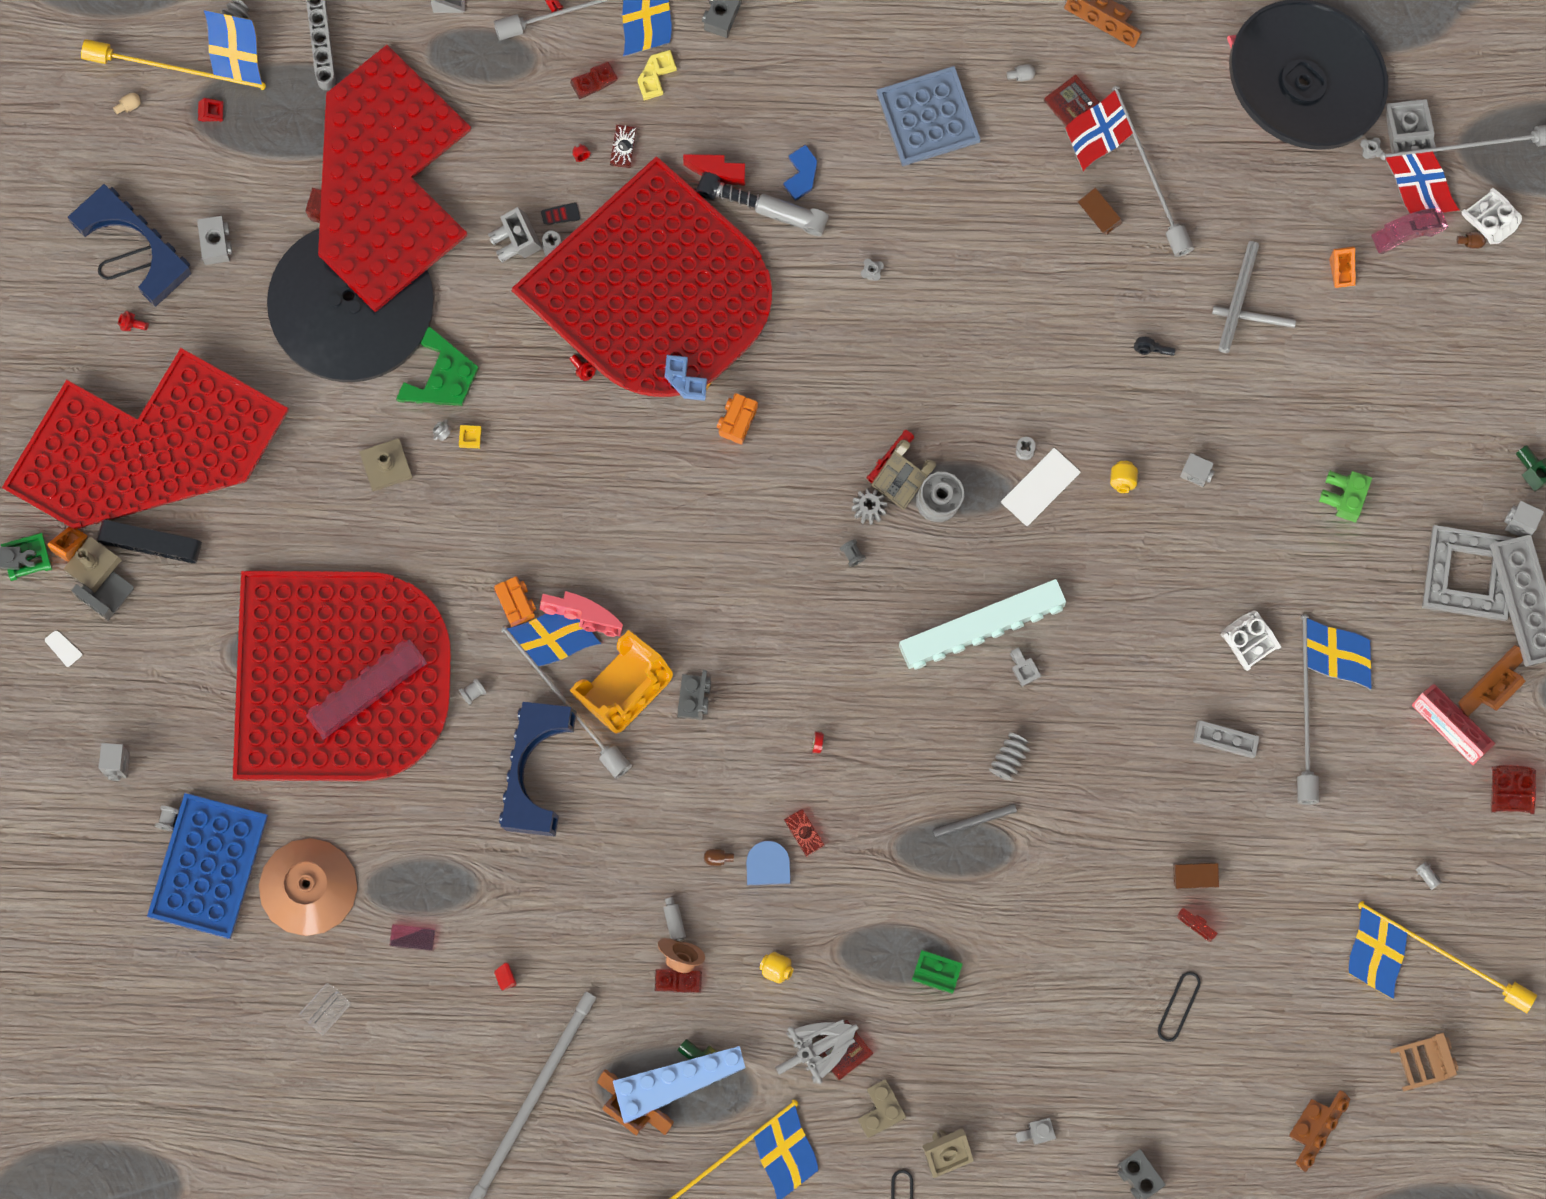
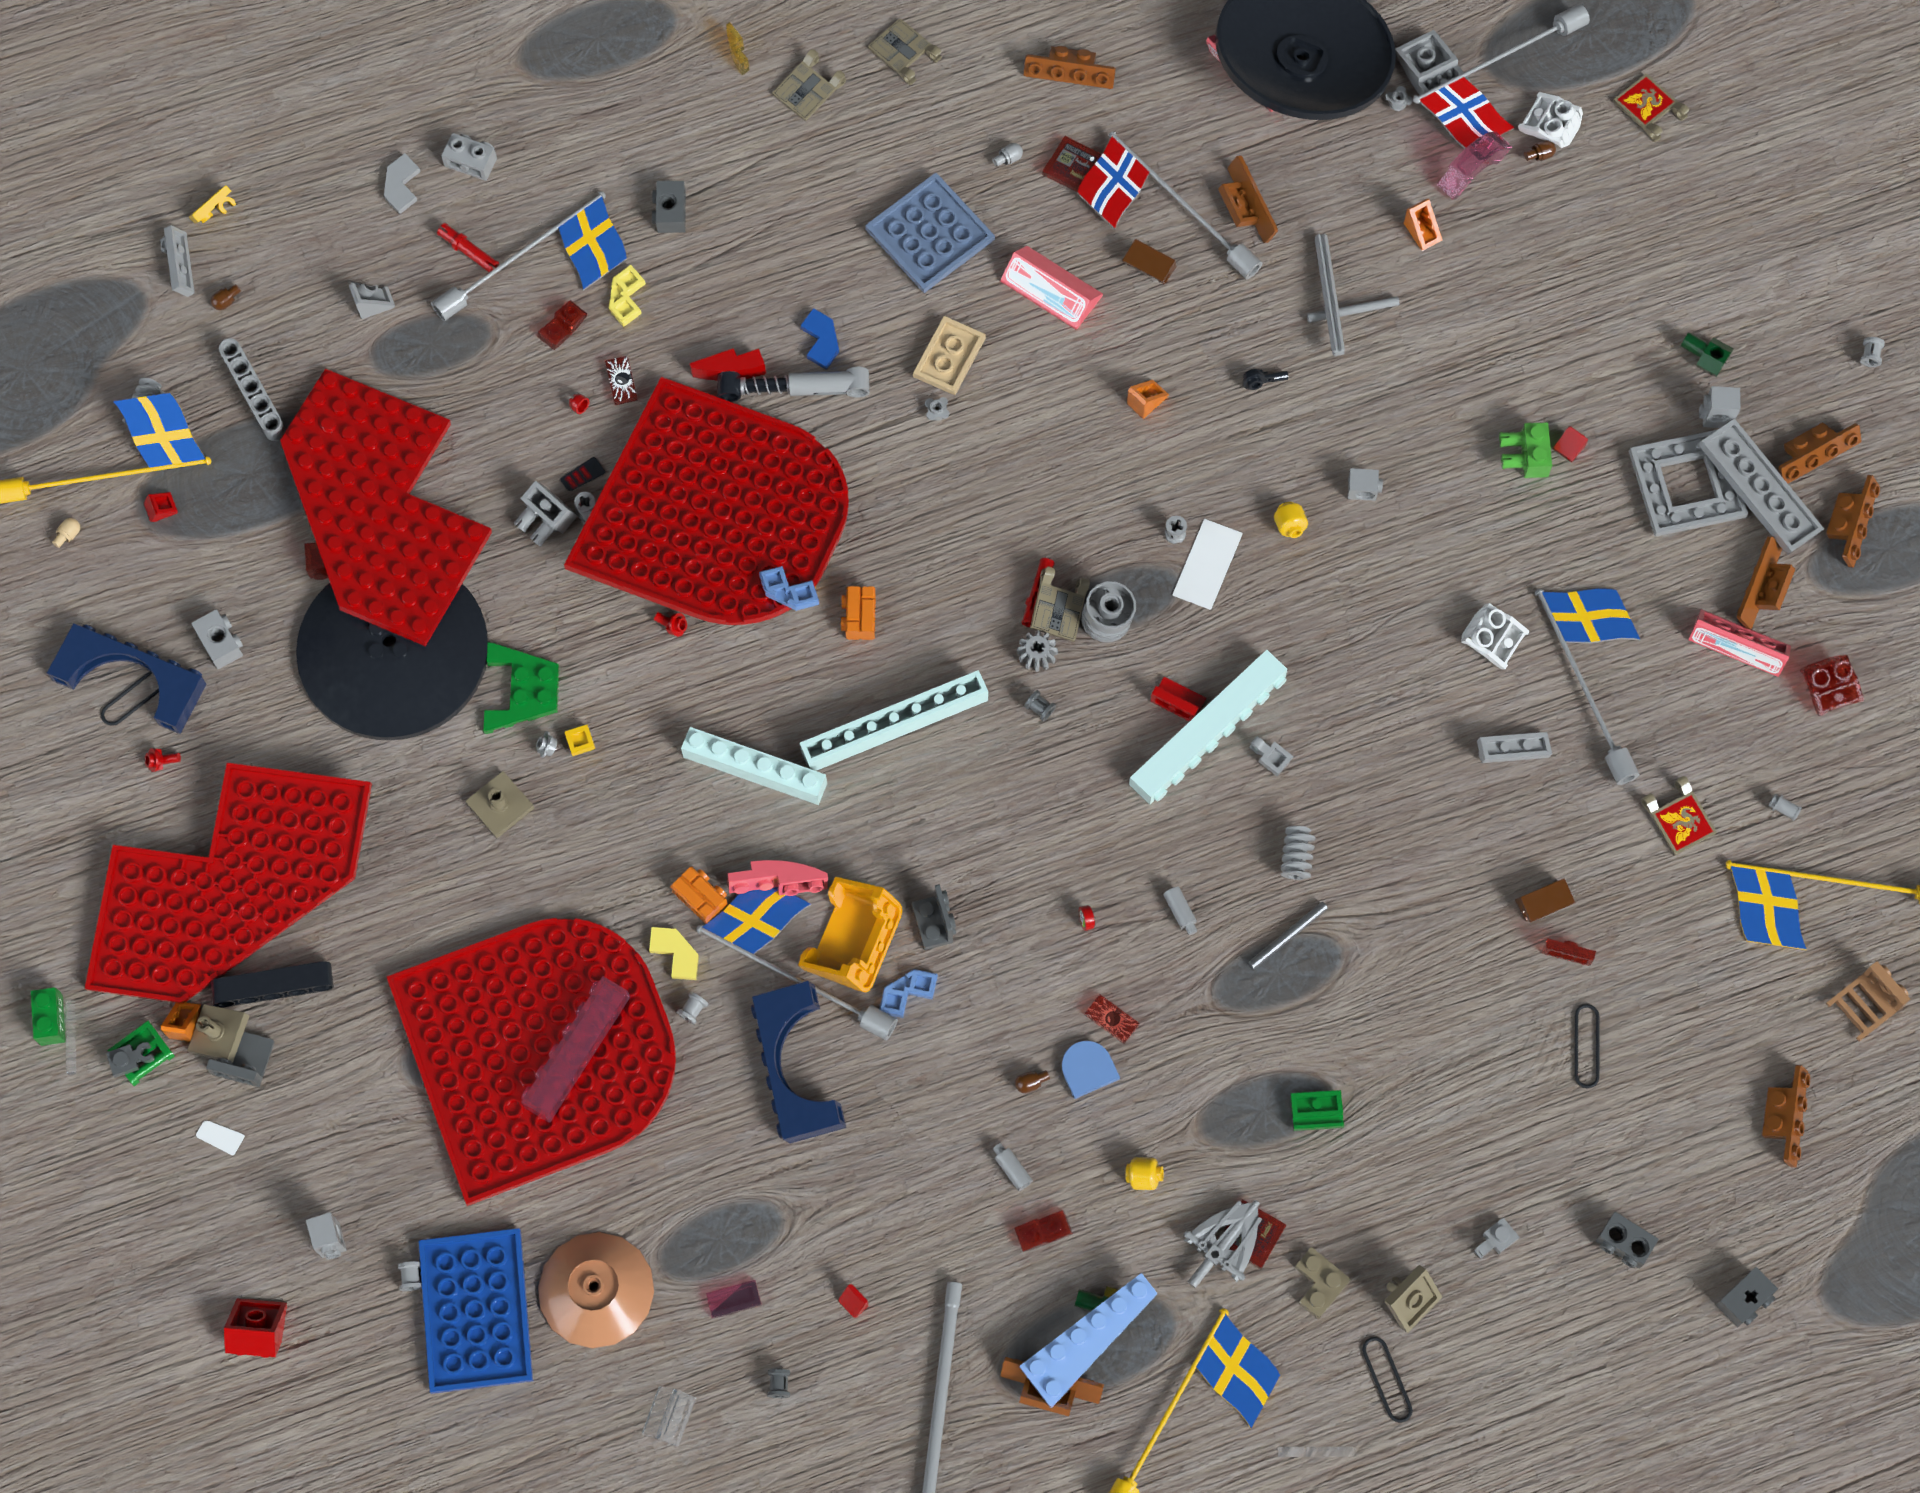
camera: 20 degrees left, 5 degrees down
(32, 811) = (255, 1328): none -> red slope
(420, 1018) = (778, 1383): none -> dark grey bush
(483, 647) = (673, 943): none -> light yellow tile
(601, 513) = (754, 766): none -> light aqua brick
(640, 743) = (914, 983): none -> medium blue tile
(681, 955) = (1036, 1201): nougat piece -> none
(728, 520) = (894, 721): none -> light aqua brick
(896, 766) = (1181, 910): none -> light grey cylinder
(900, 228) = (949, 355): none -> tan plate
(968, 590) = (1177, 699): none -> red panel
(1009, 200) = (1050, 286): none -> coral slope
(1049, 326) = (1145, 397): none -> orange slope
(1202, 189) = (1246, 202): none -> dark orange bracket
(1338, 854) = (1682, 820): none -> flag
(1385, 502) = (1570, 444): none -> red slope

